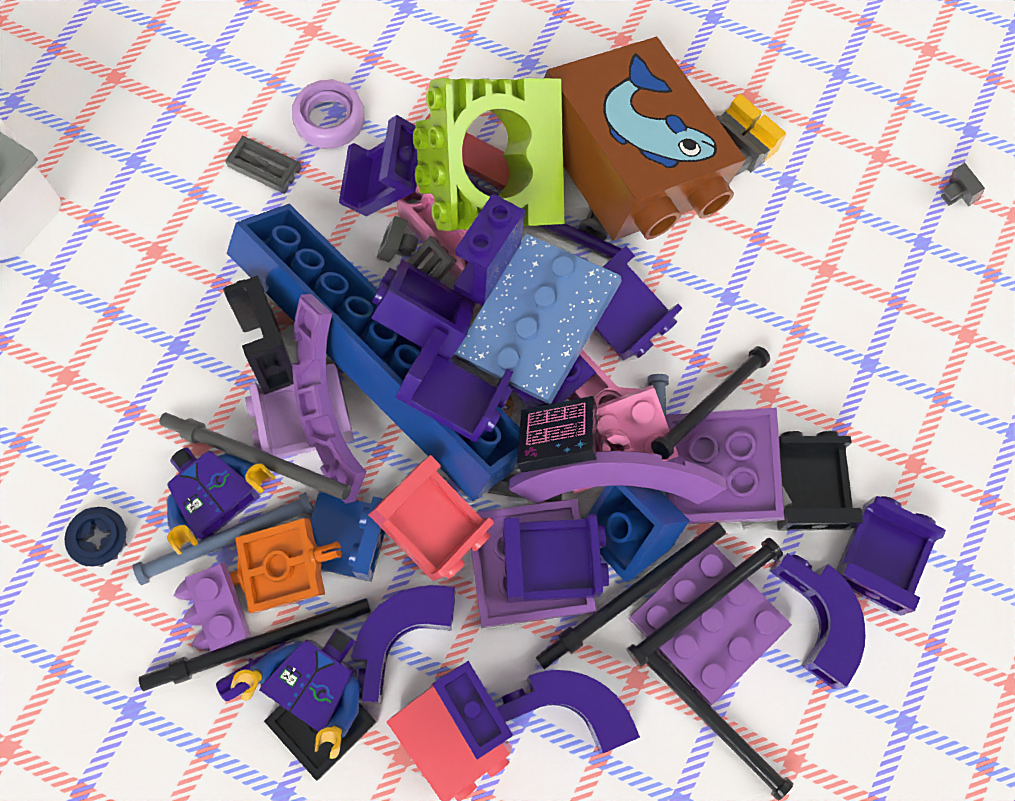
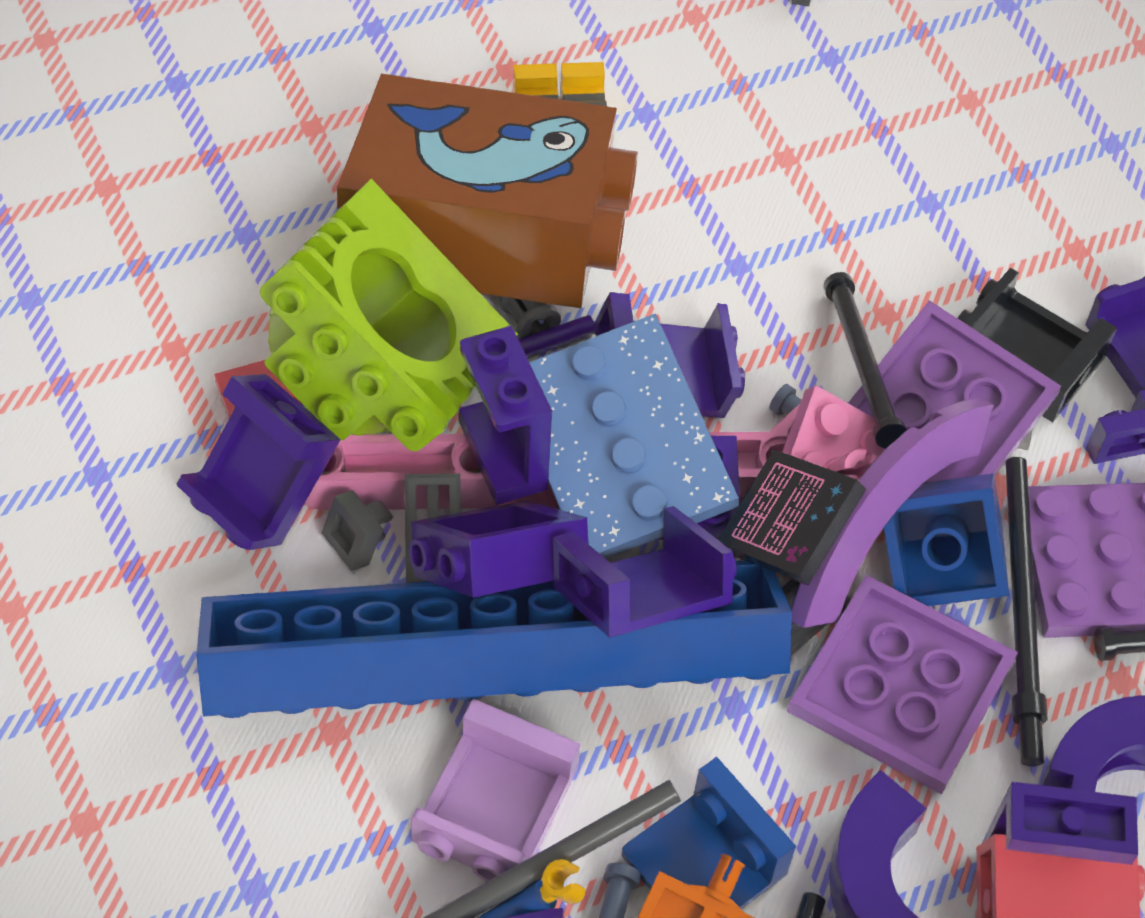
camera: 50 degrees left, 15 degrees down
(267, 355) = (360, 736): black panel -> none
(278, 184) = (94, 612): dark grey tile -> none
(313, 397) = (500, 750): medium lavender tile -> none
(328, 91) = (102, 516): lavender wheel -> none
(431, 521) = (783, 729): coral panel -> none
(554, 559) = (927, 643): dark purple panel -> none
(705, 601) = (1104, 642): black bar -> none

